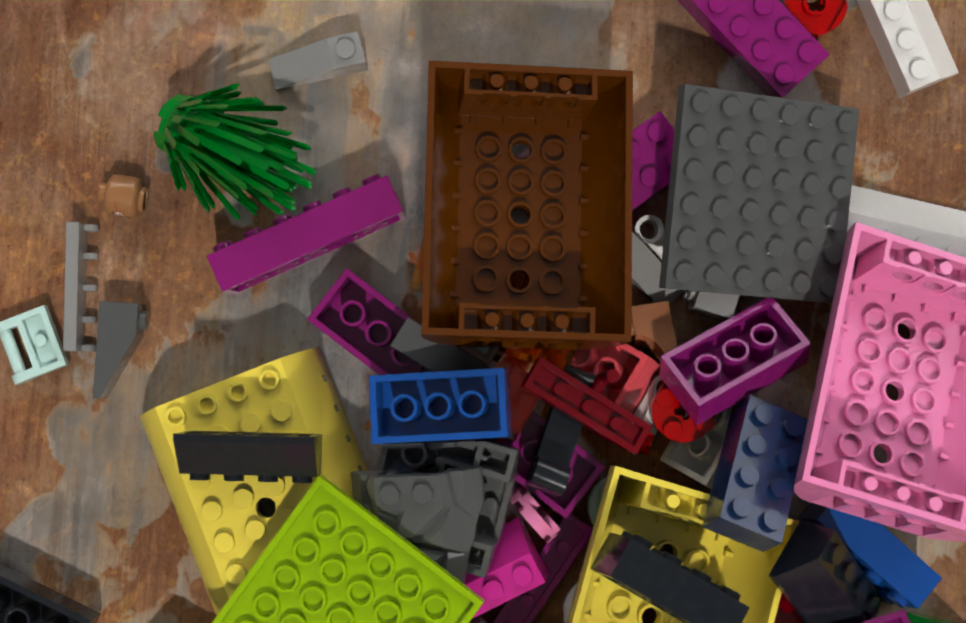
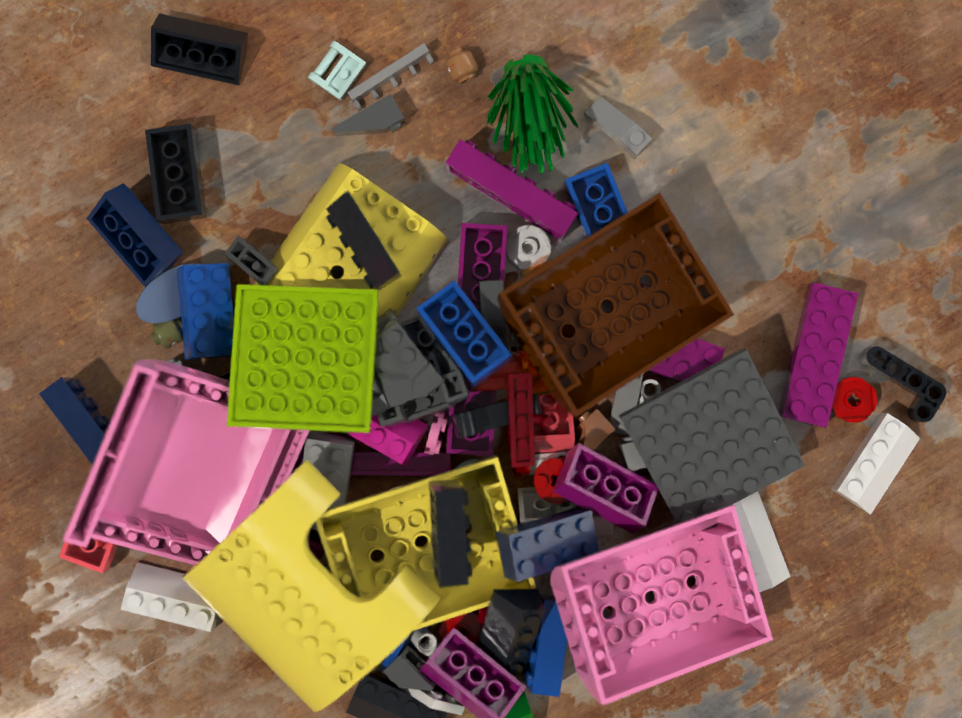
camera: 55 degrees right, 0 degrees up
(184, 597) = (251, 260): none -> dark grey slope
(371, 257) = (528, 235): none -> white plate
(385, 144) = (595, 198): none -> blue brick

